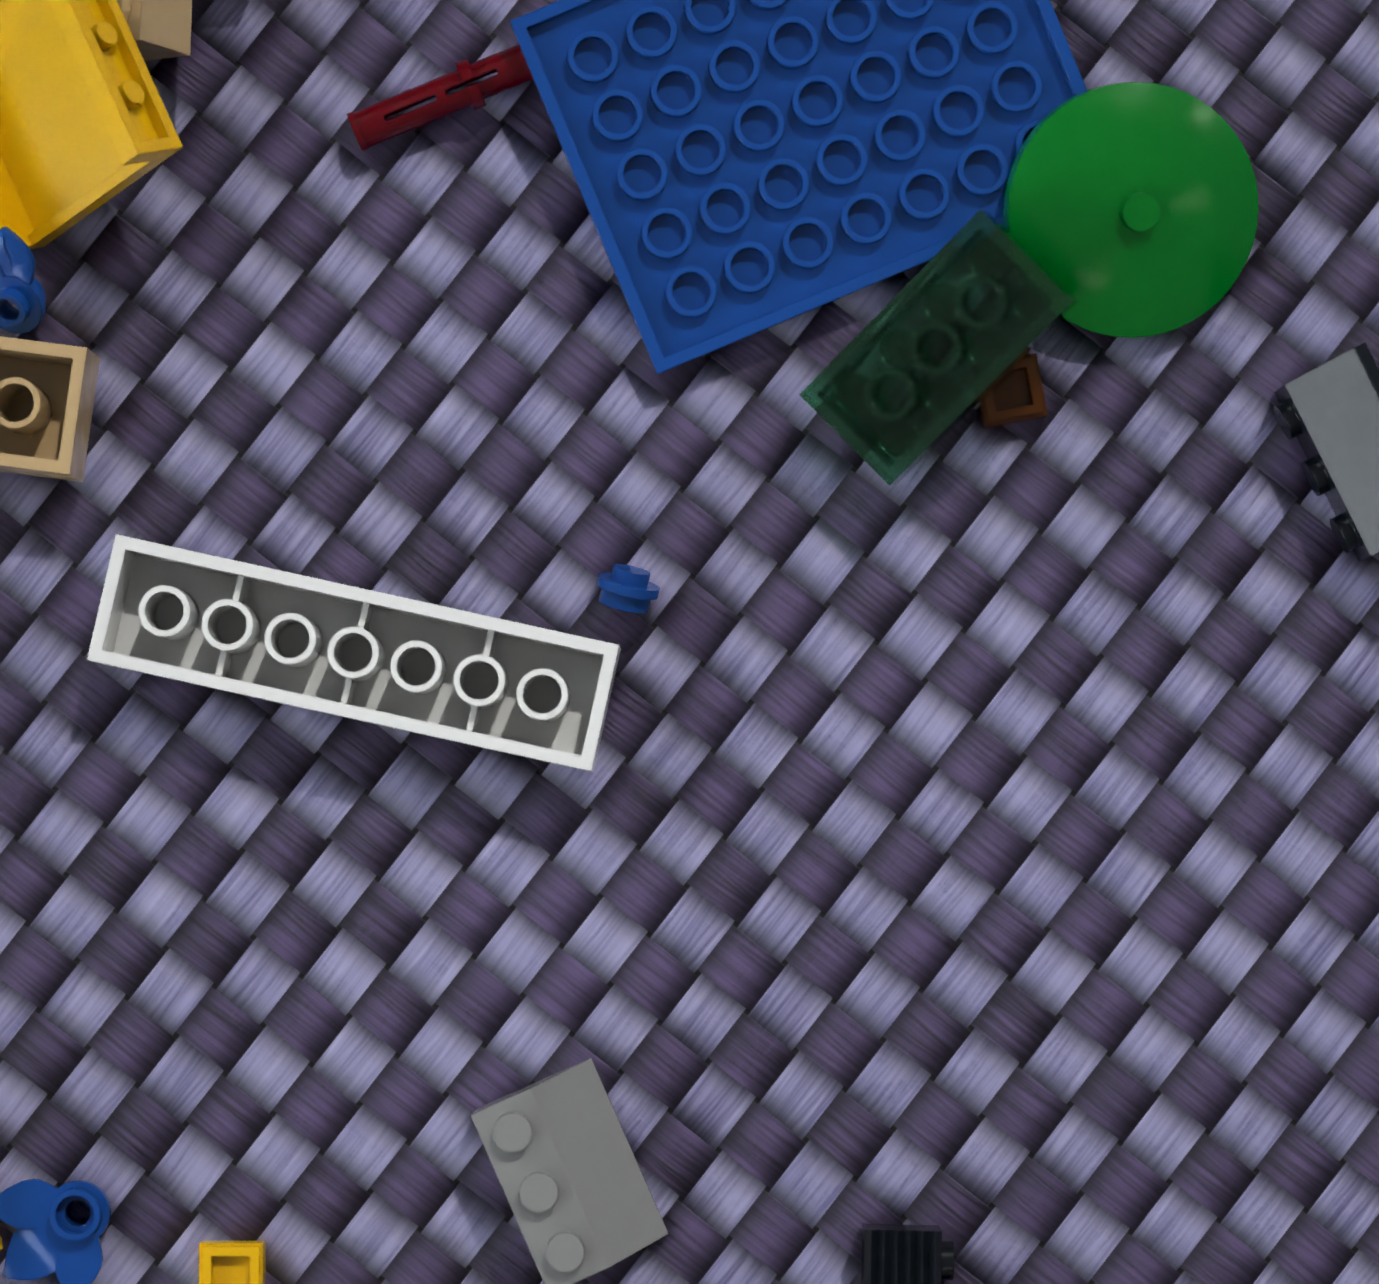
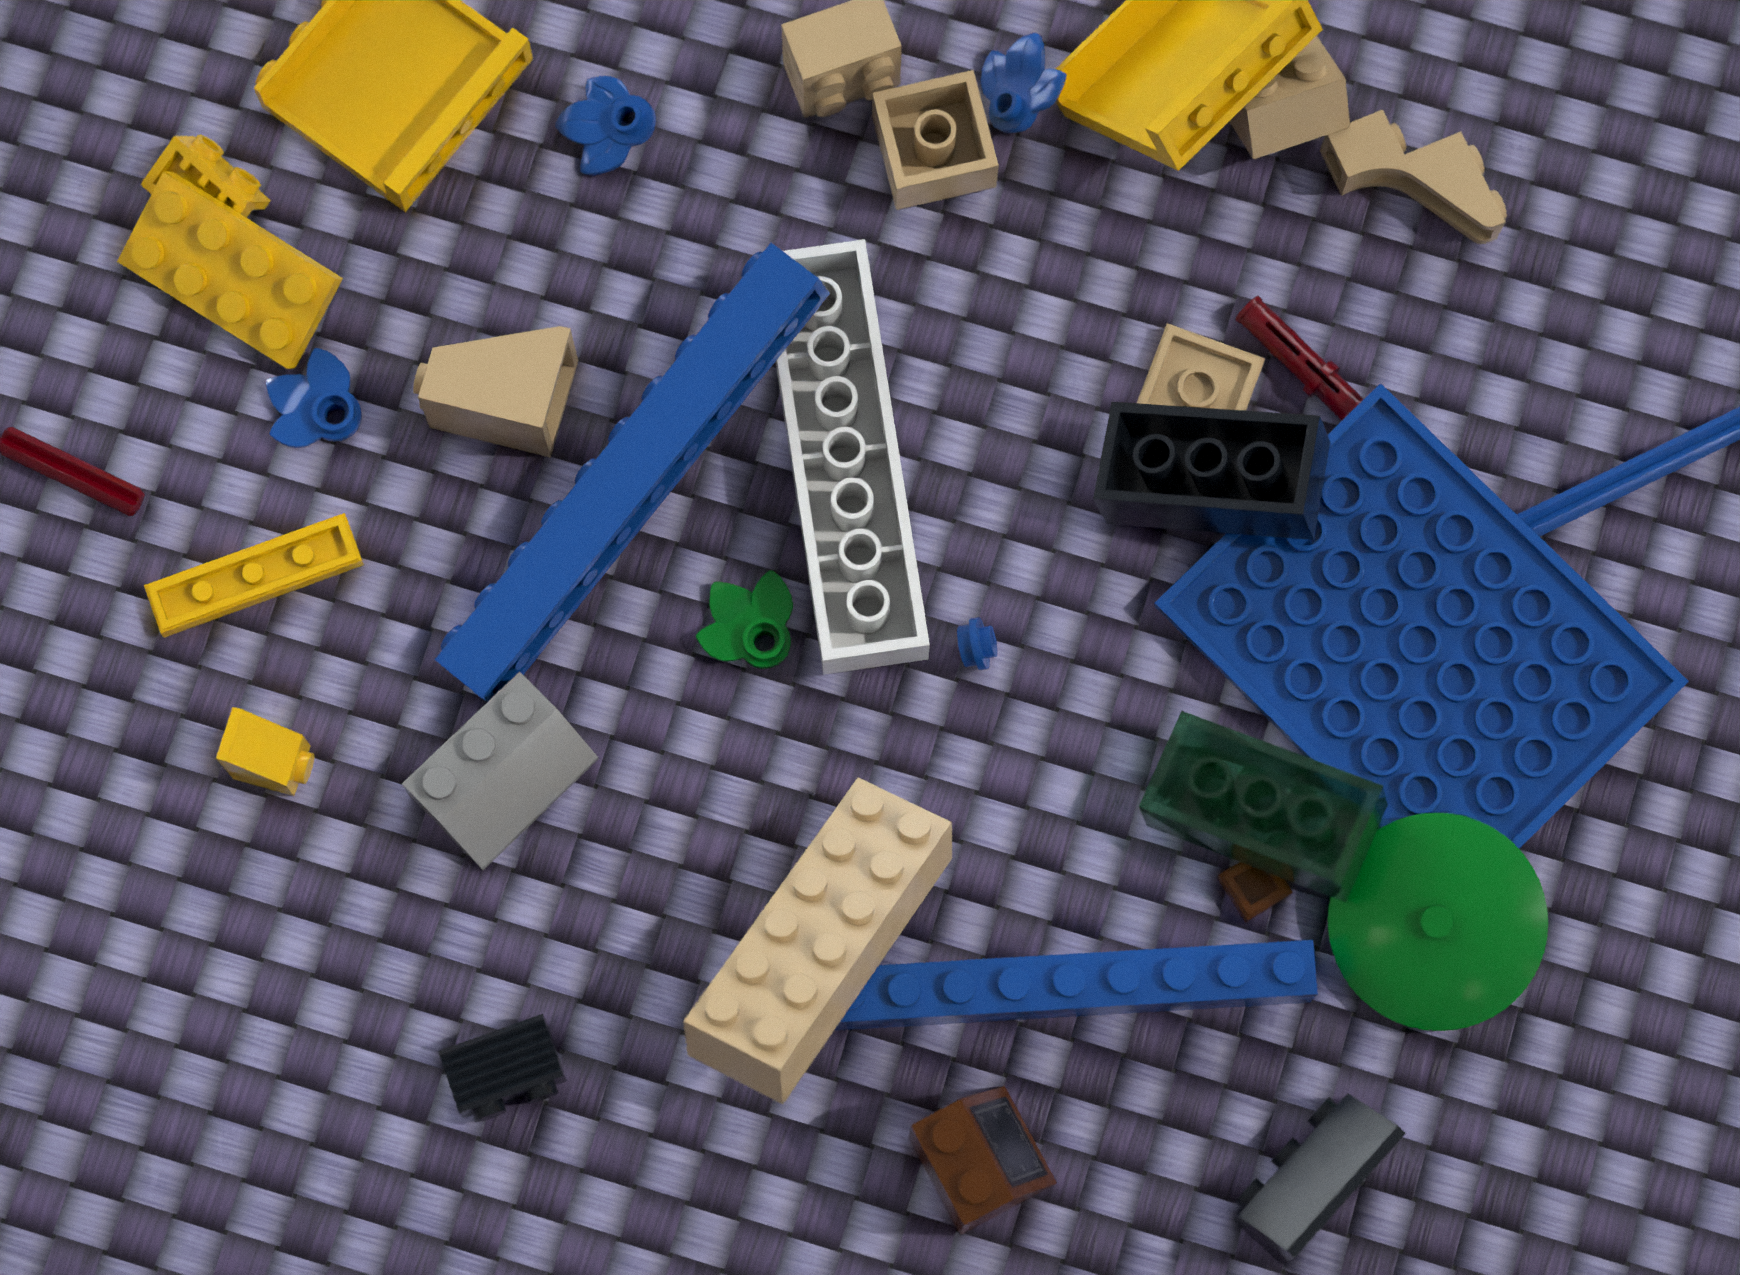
camera: 65 degrees right, 10 degrees down
(127, 1014) = (500, 388): none -> tan slope
(289, 901) = (633, 472): none -> blue brick
(427, 226) = (1199, 373): none -> tan tile
(493, 834) = (744, 617): none -> green plate
(539, 249) = (1212, 470): none -> black brick
(909, 896) = (818, 940): none -> tan brick
(1039, 670) = (1085, 985): none -> blue brick
(1205, 807) = (980, 1157): none -> reddish brown slope

